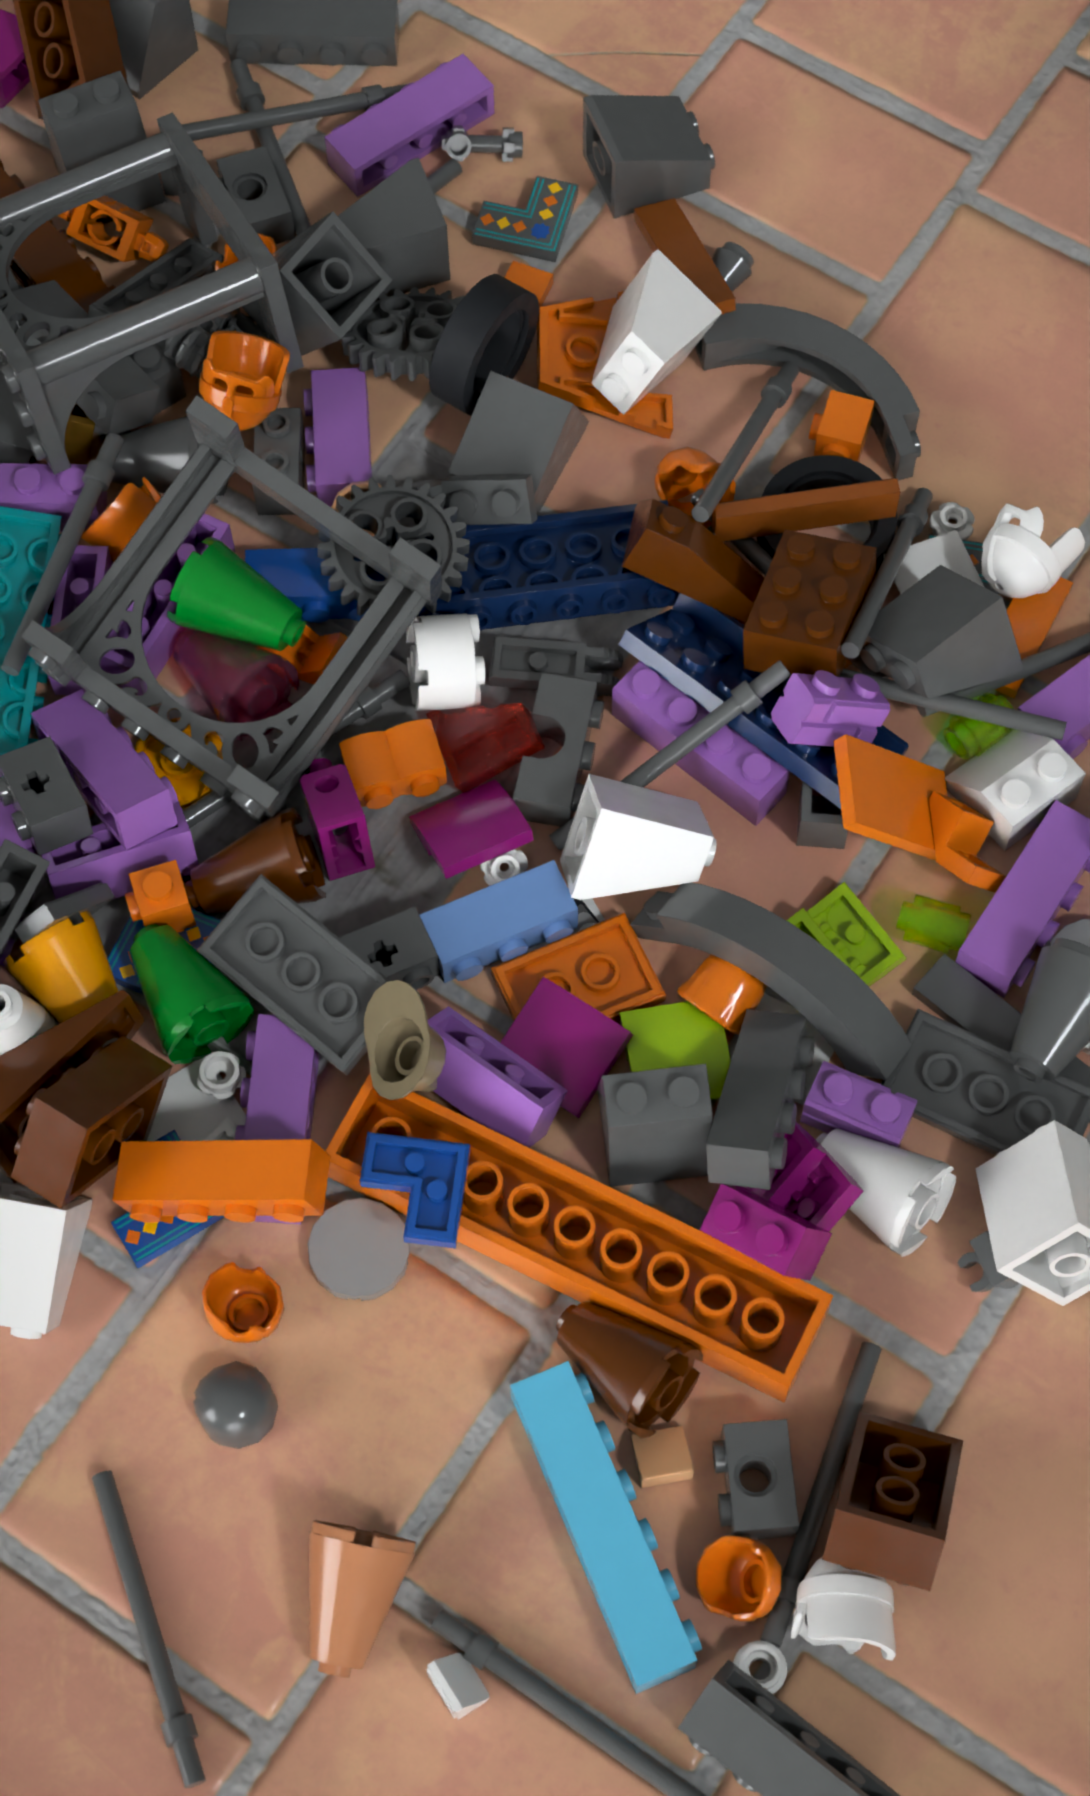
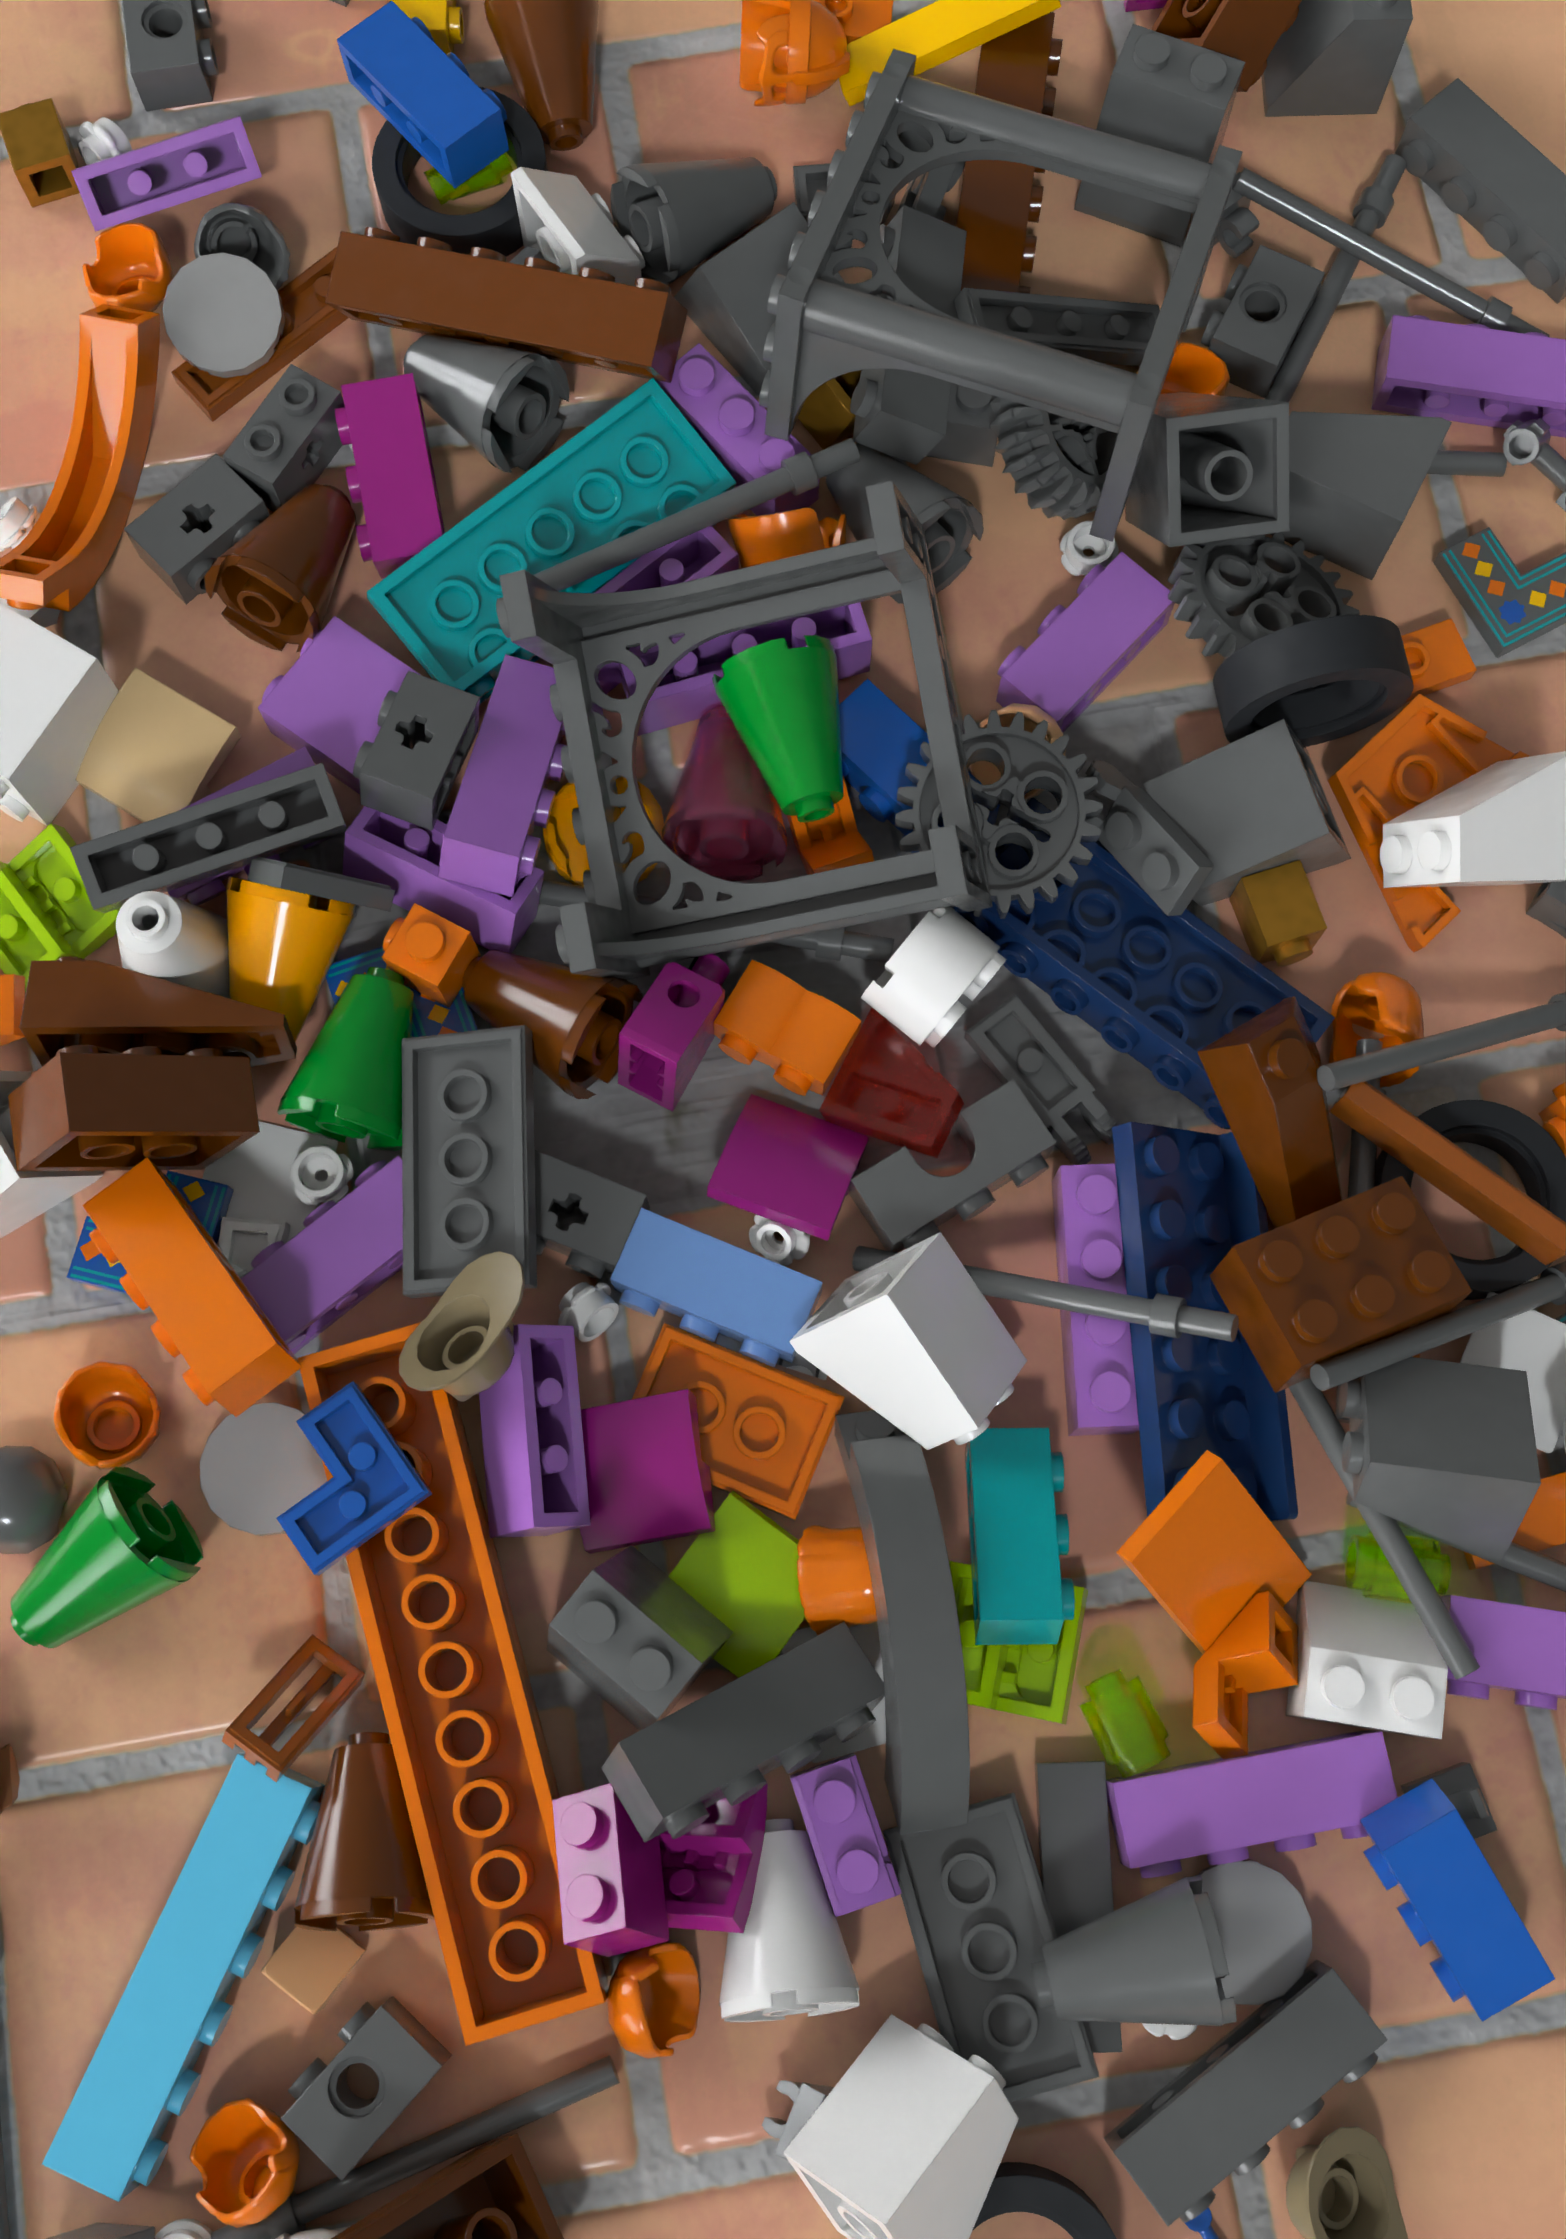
camera: 45 degrees right, 10 degrees up
(130, 246) = (1111, 234): orange piece -> none
(243, 376) = (1028, 498): orange helmet -> none
(282, 445) = (1000, 614): dark grey brick -> none
(296, 383) = (1078, 540): none -> white plate
(327, 1376) = (105, 1561): none -> green cone
(441, 996) = (588, 1310): none -> white plate
(517, 1364) = (260, 1748): none -> dark orange tile
(584, 476) = (1278, 914): none -> pearl gold brick
(785, 882) = (1017, 1537): none -> teal brick
(819, 821) = (1123, 1498): dark grey panel -> none
(826, 707) = (1240, 1413): medium lavender brick -> none
(856, 1286) = (654, 1999): none -> orange hair

